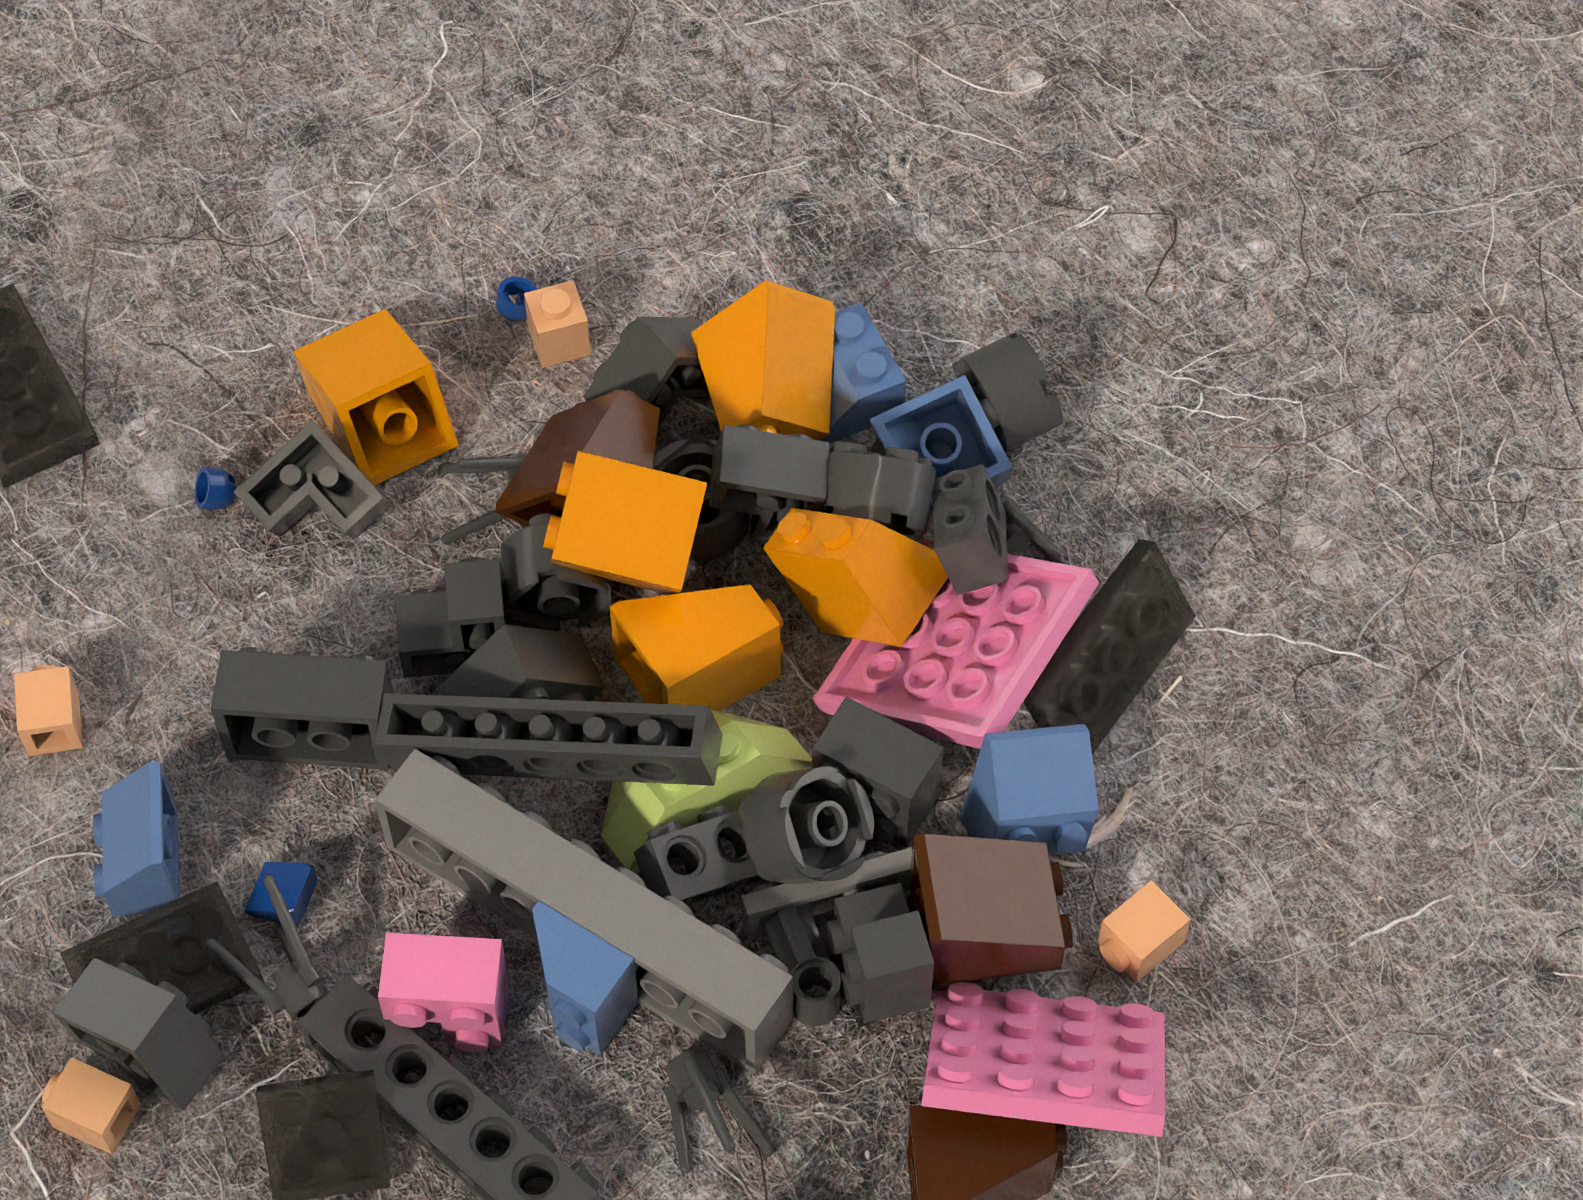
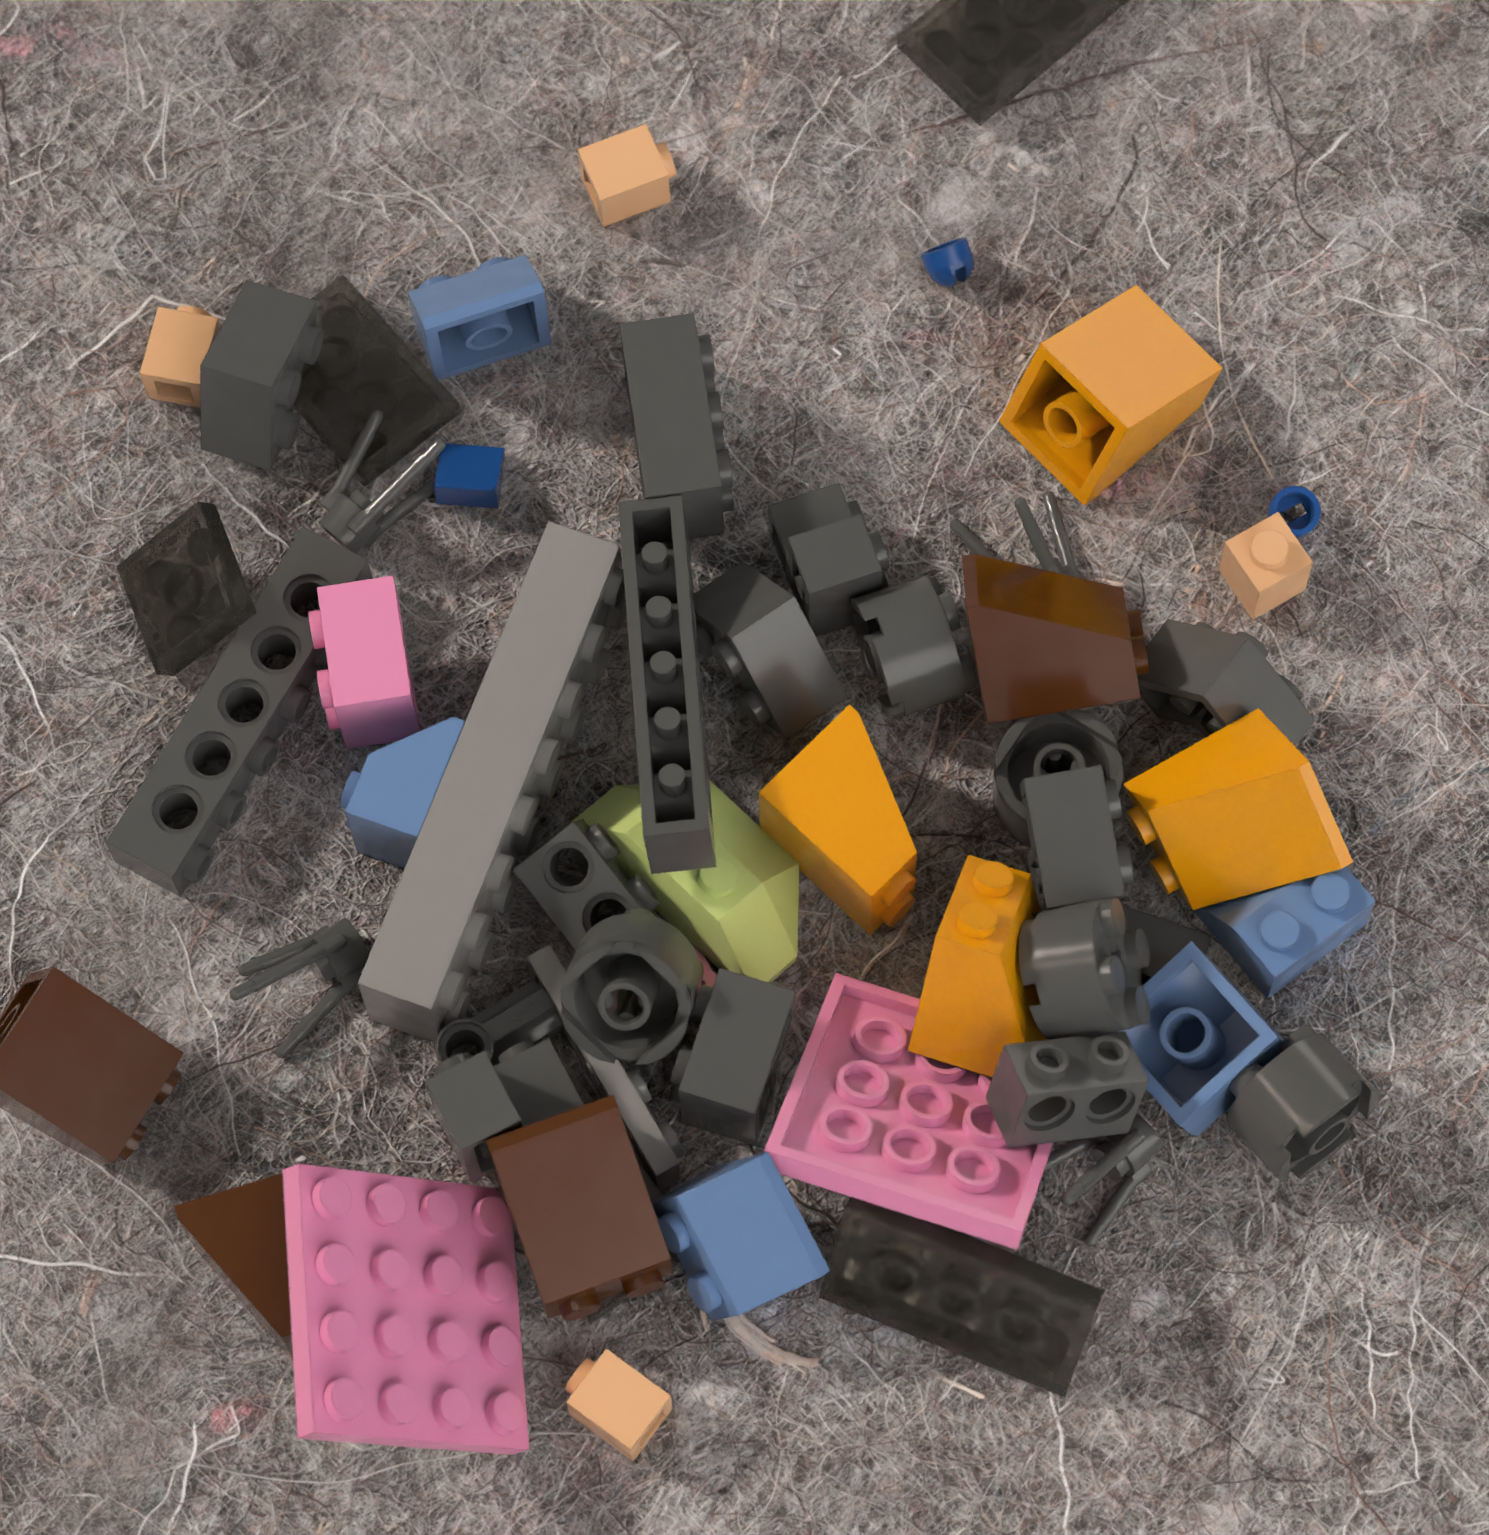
camera: 80 degrees right, 10 degrees up
(307, 473) = (972, 361): dark grey brick -> none
(625, 522) = (942, 691): light orange slope -> none

